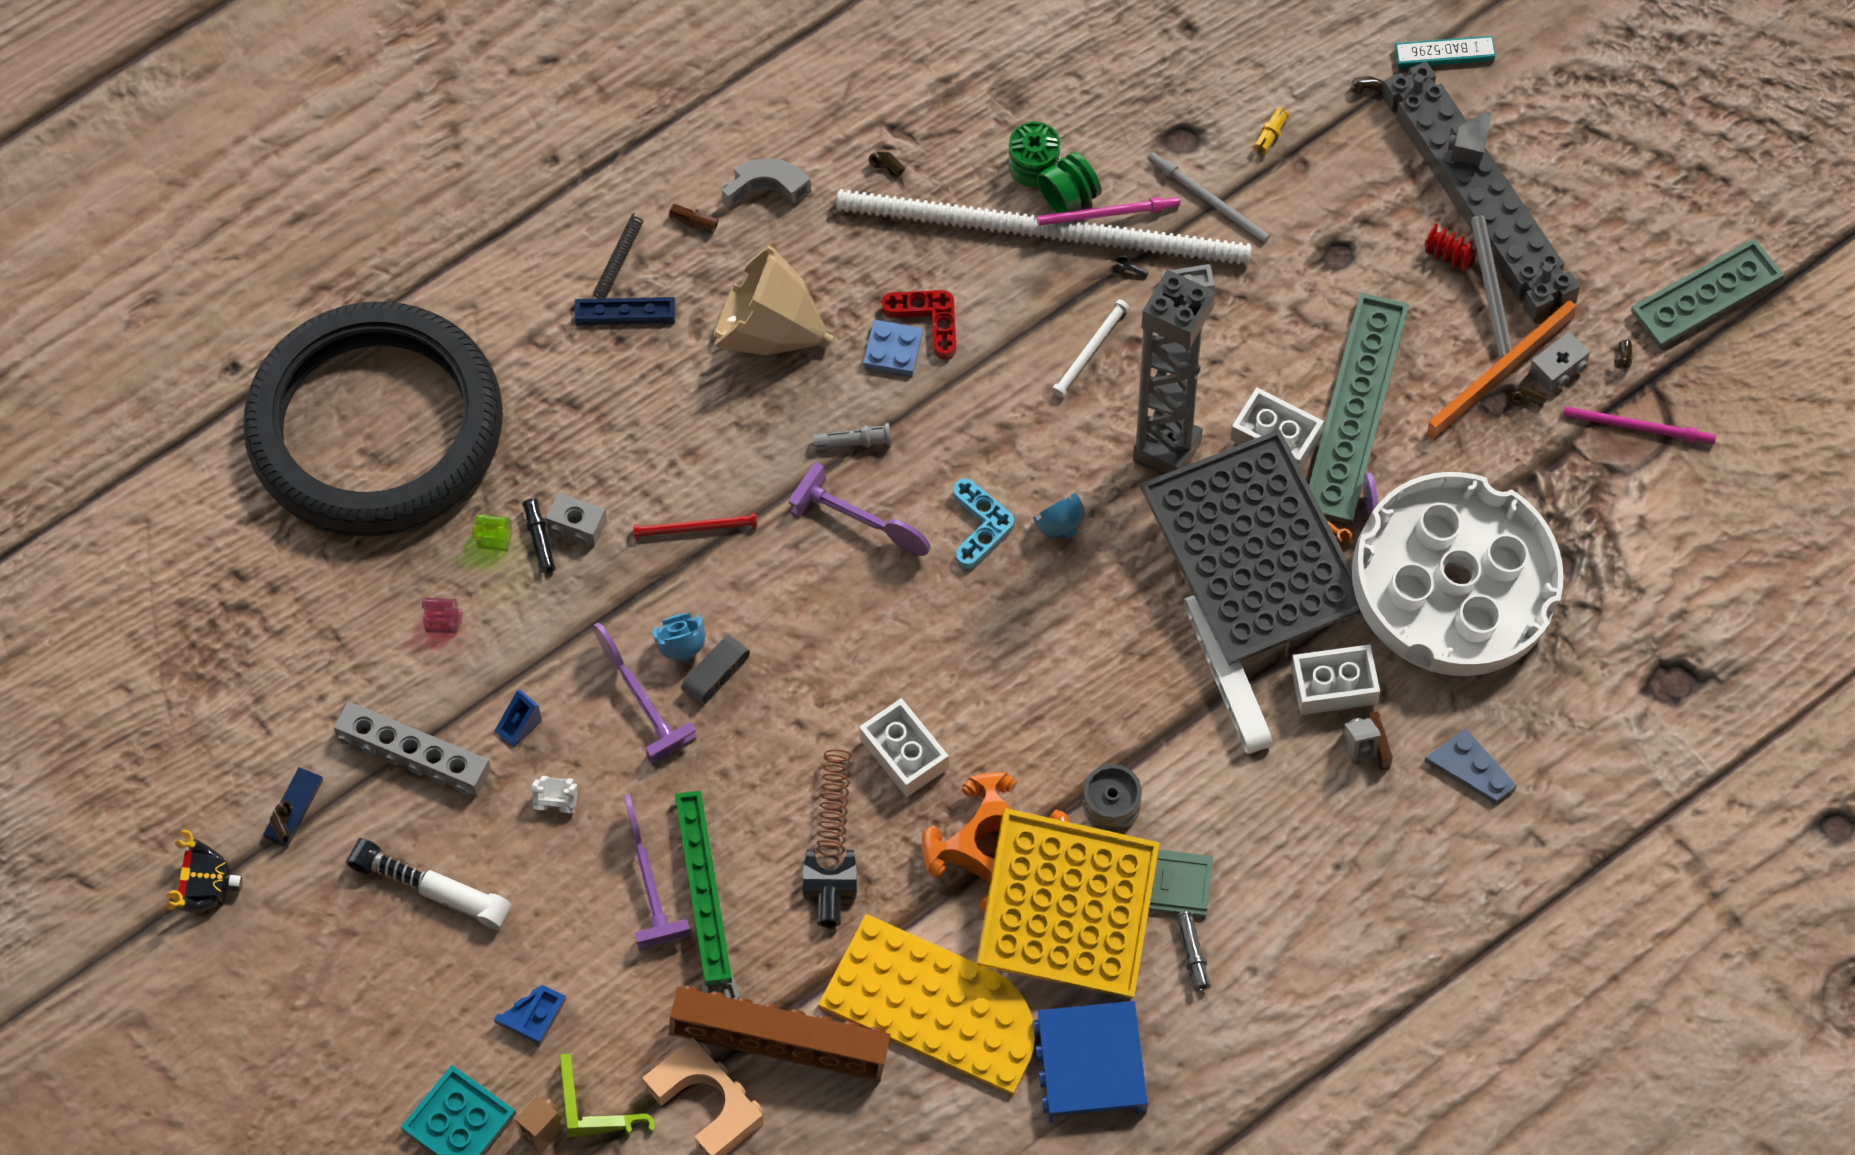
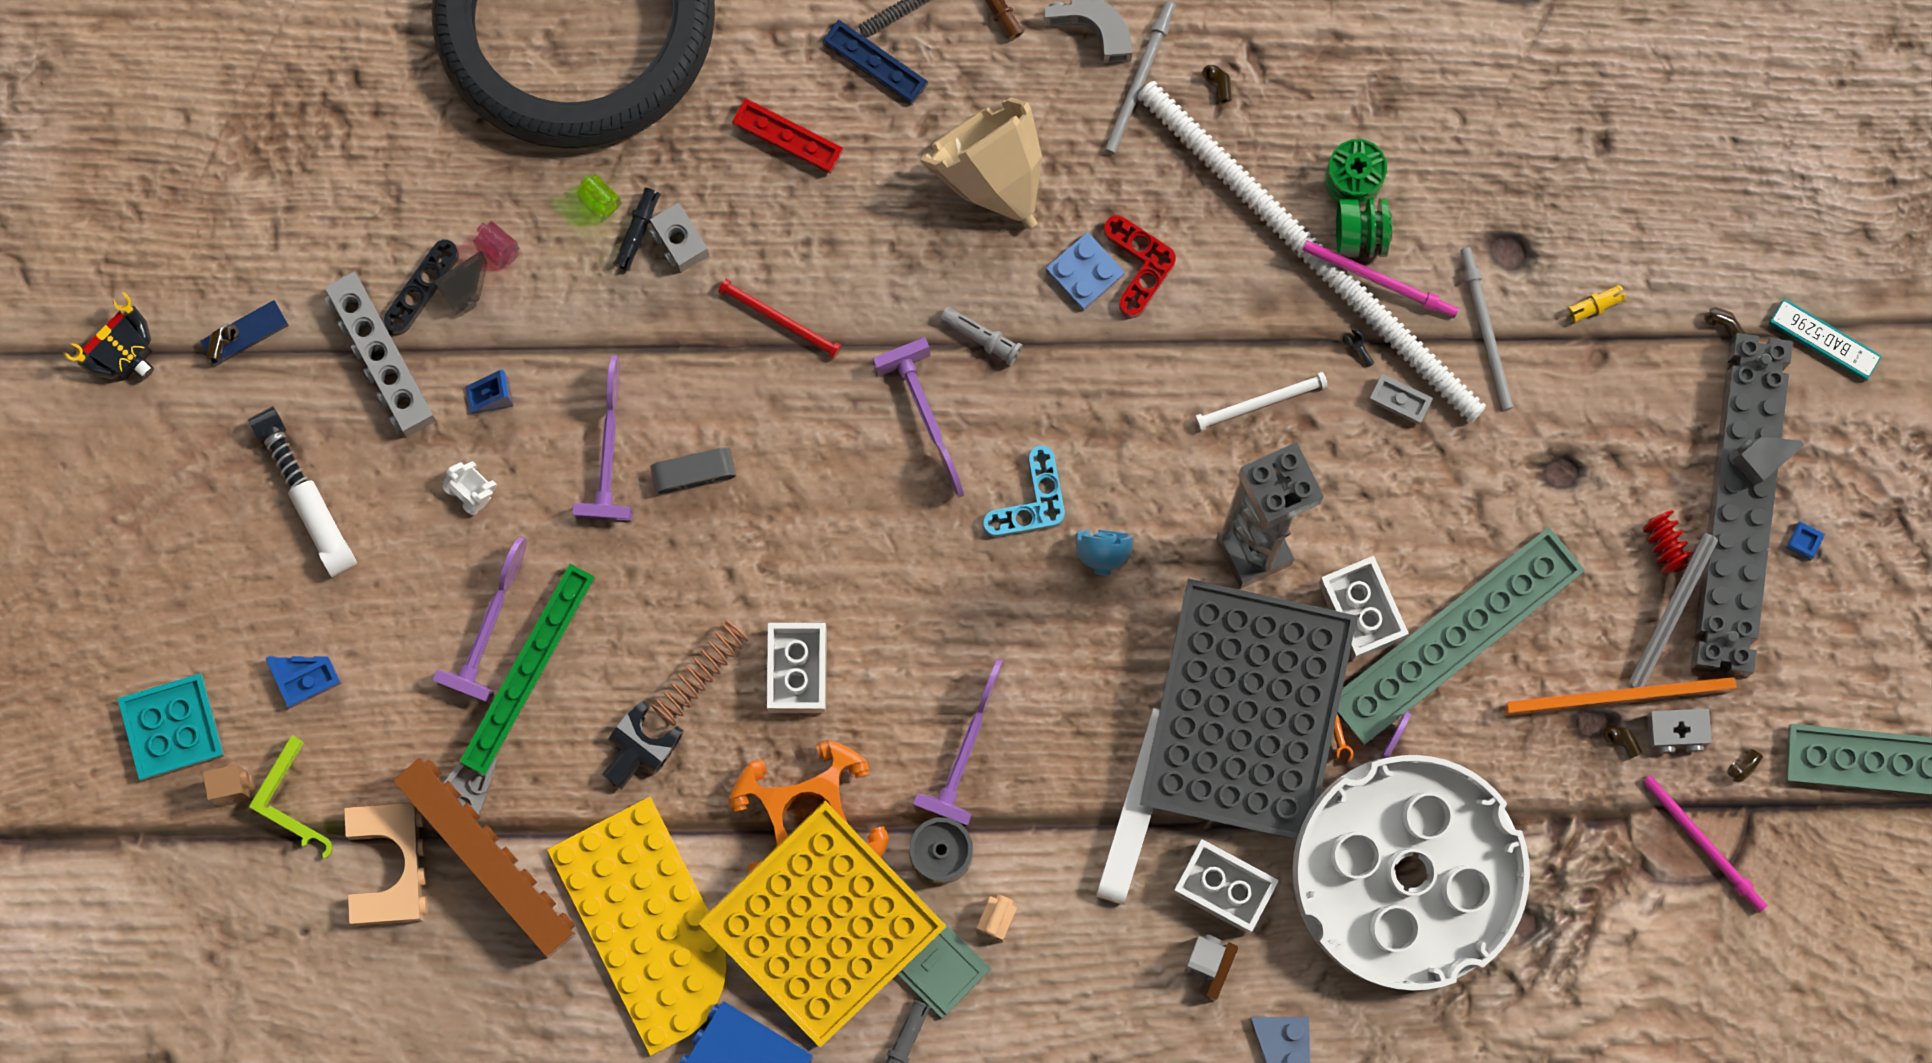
camera: 35 degrees right, 15 degrees up
(409, 683) = (416, 284): none -> black beam
(437, 659) = (464, 284): none -> clear smoke slope
(601, 399) = (787, 136): none -> red plate
(680, 637) = (682, 418): dark azure cylinder -> none
(816, 155) = (1160, 29): none -> light grey bar
(1079, 773) = (945, 802): none -> medium lavender piece
(1189, 816) = (997, 917): none -> light nougat brick
(1541, 186) = (1805, 540): none -> blue tile

